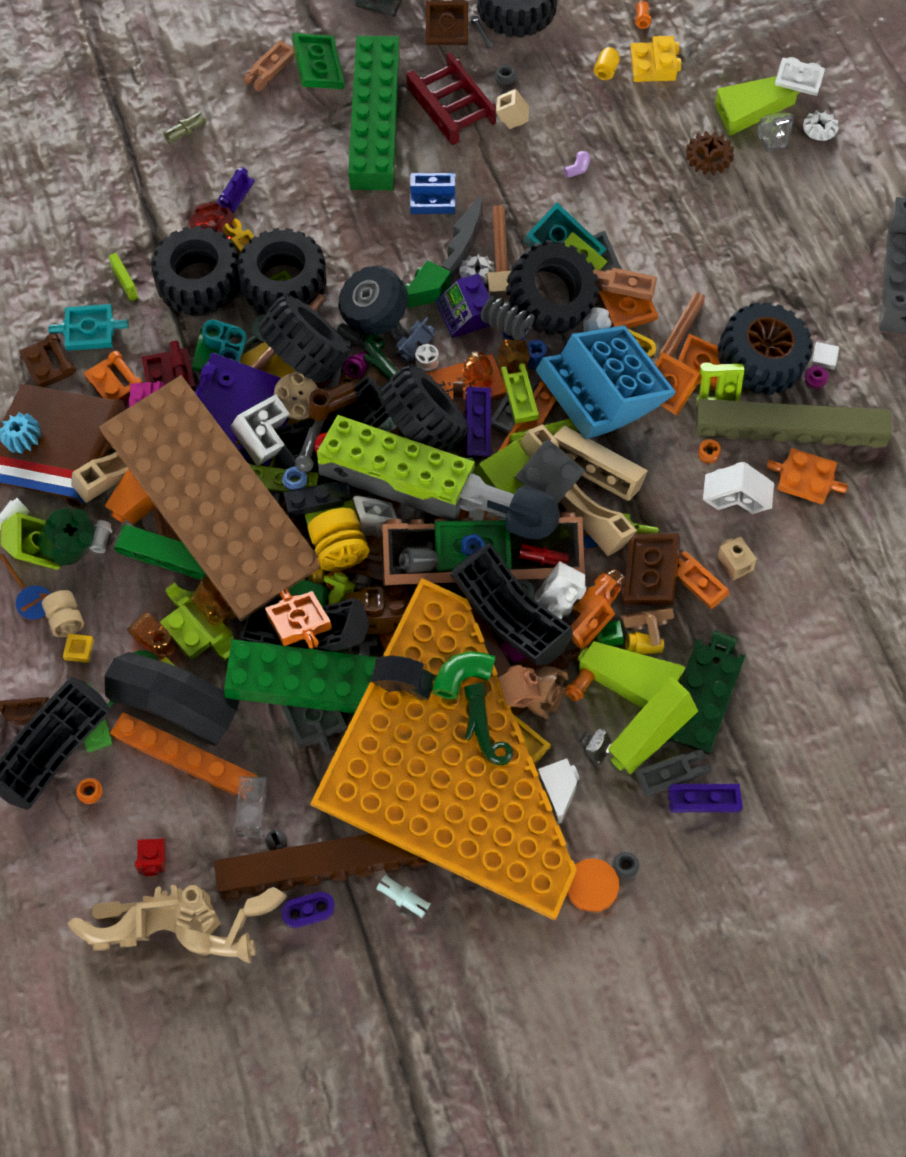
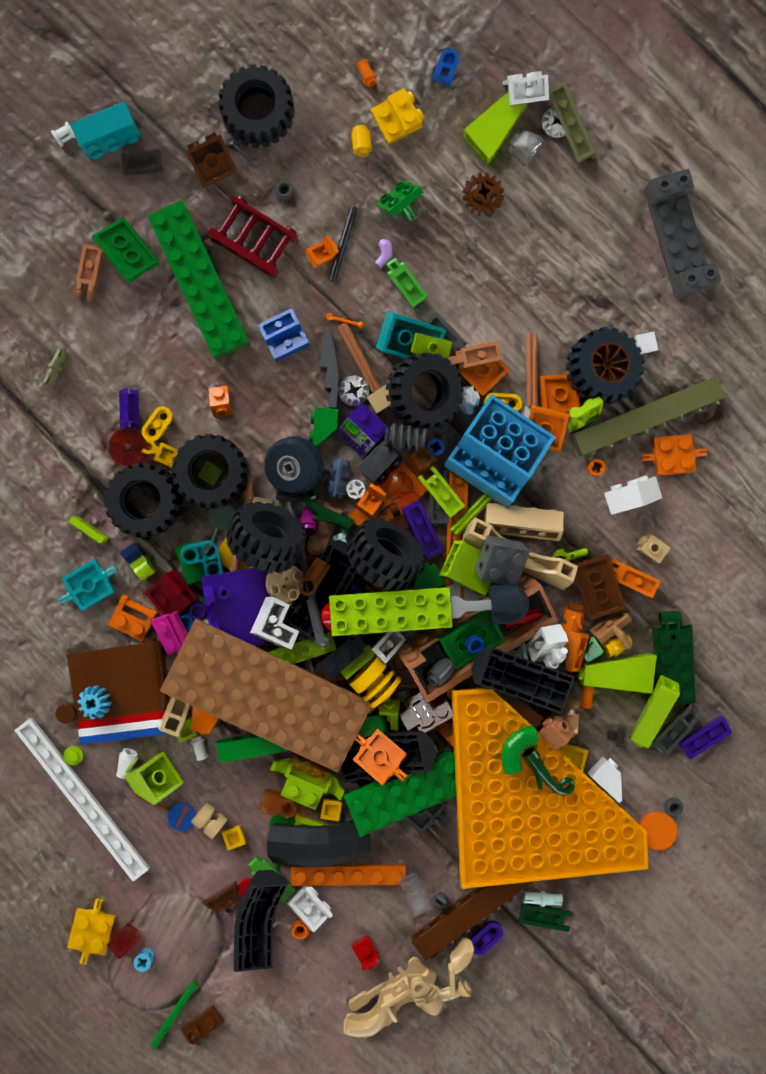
camera: 25 degrees left, 25 degrees up
(40, 364) = (71, 632): reddish brown plate -> none
(66, 536) = (189, 766): dark green brick -> none
(97, 511) = (186, 732): none -> lime plate
(116, 768) = (310, 908): none -> white bracket
(154, 325) = (138, 561): none -> leg
(208, 669) = (331, 809): none -> yellow plate
(254, 215) = (155, 422): none -> yellow plate
(293, 473) = (318, 656): medium blue plate -> none
(330, 223) = (220, 401): none -> orange bracket
(394, 919) = (544, 917): none -> dark green hinge
(402, 673) = (480, 778): black brick -> none
(440, 369) = (371, 500): none -> orange bracket
(464, 339) = (380, 463): none -> black brick
(491, 198) = (330, 317): none -> orange hinge
(512, 109) = (309, 227): tan brick -> none
(513, 138) = (322, 252): none -> orange bracket
(542, 139) = (343, 243): none -> black bar
(587, 198) = (406, 283): none -> bright green hinge
(619, 122) = (400, 200): none -> green plate
(731, 35) = (449, 62): none -> blue plate
(816, 382) = (647, 372): magenta plate -> none
(835, 127) = (572, 122): none -> olive fence

